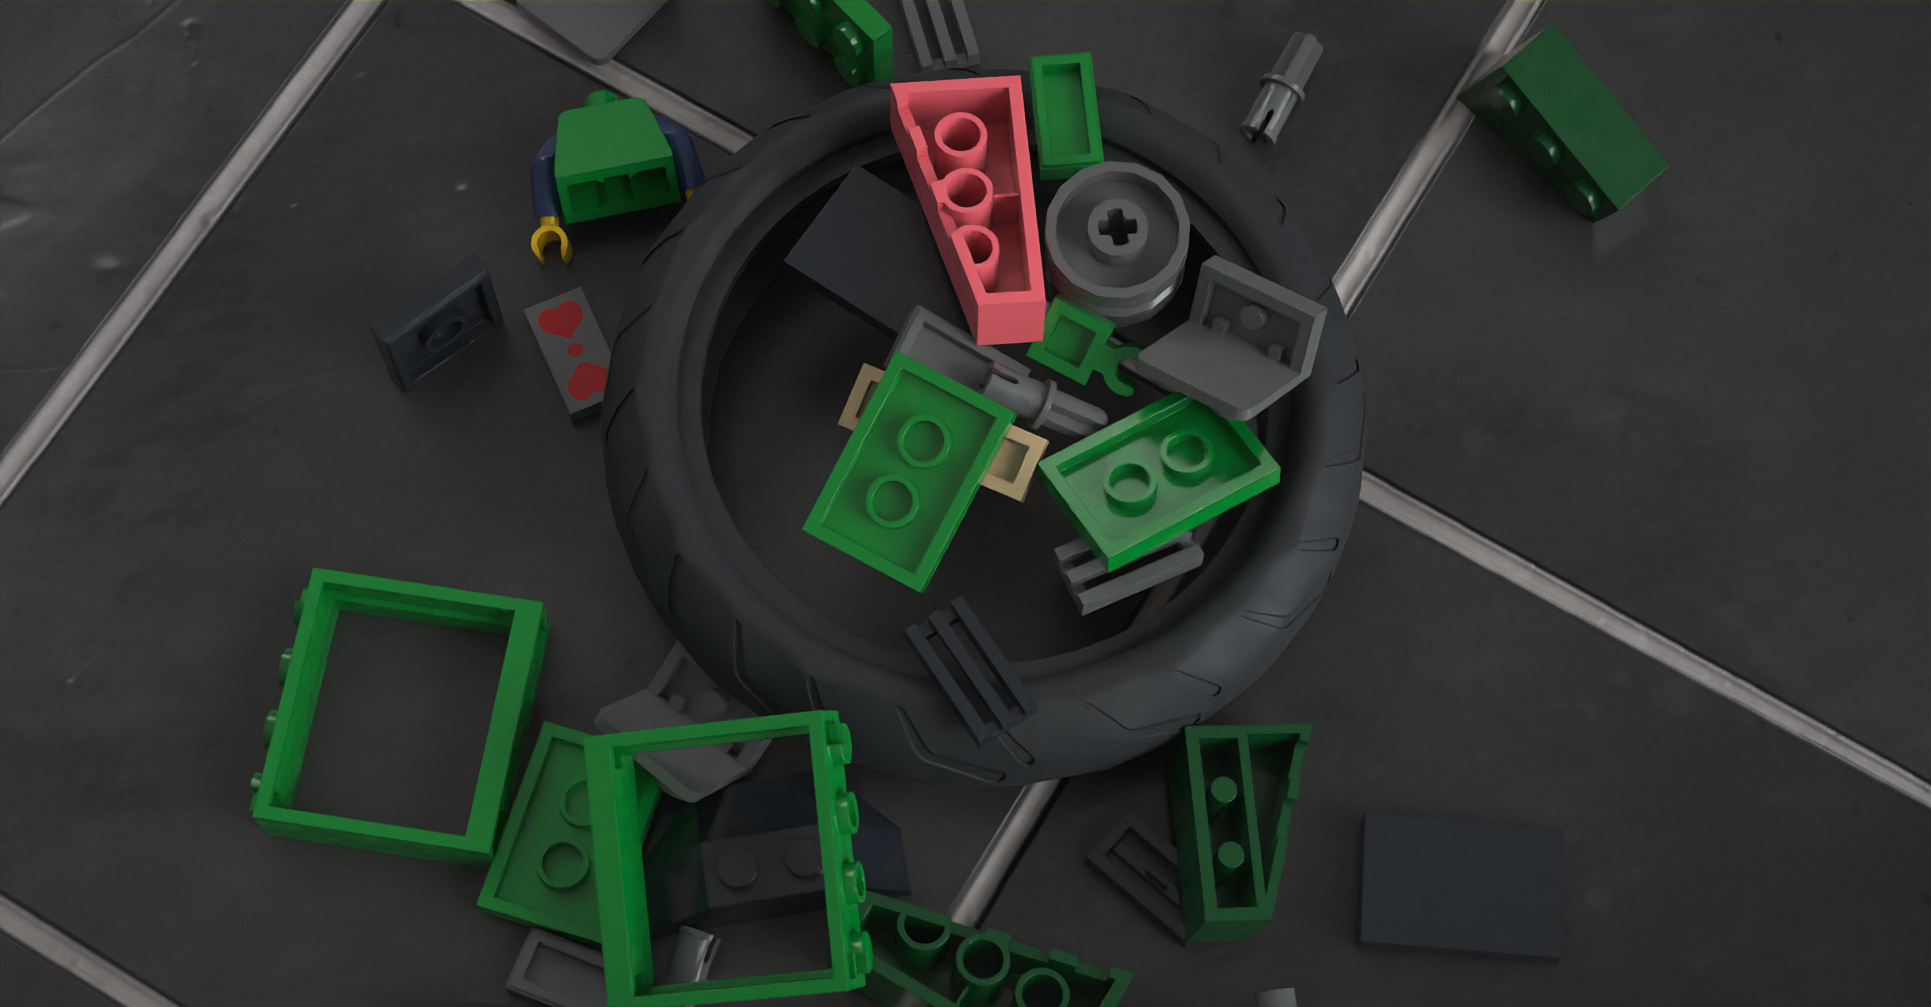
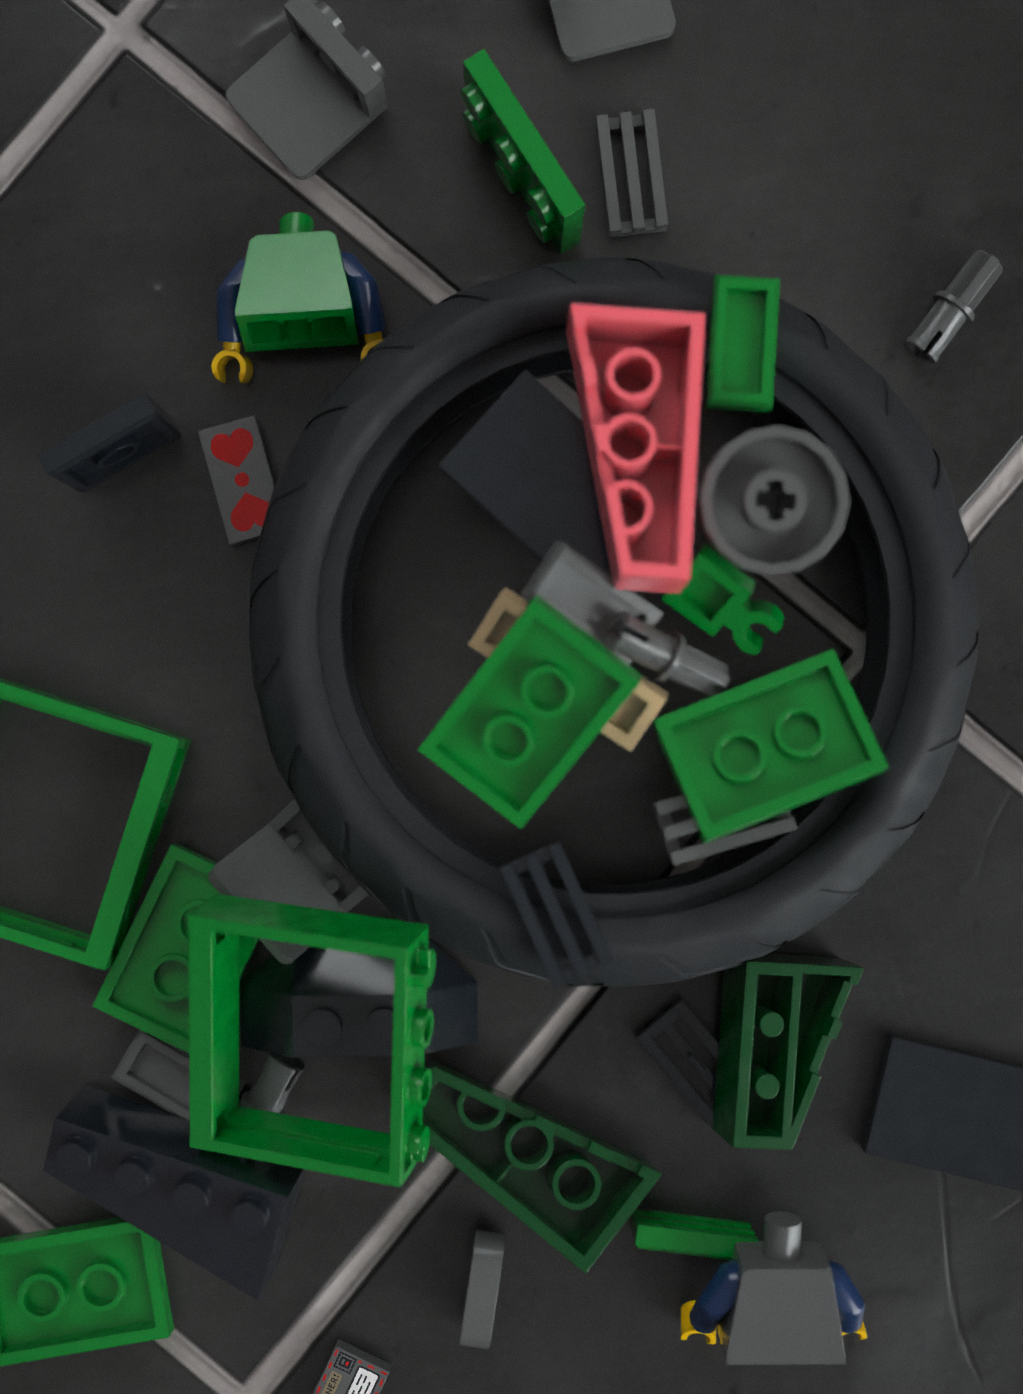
camera: 10 degrees right, 20 degrees up
(1241, 343) = (867, 632): dark grey bracket -> none

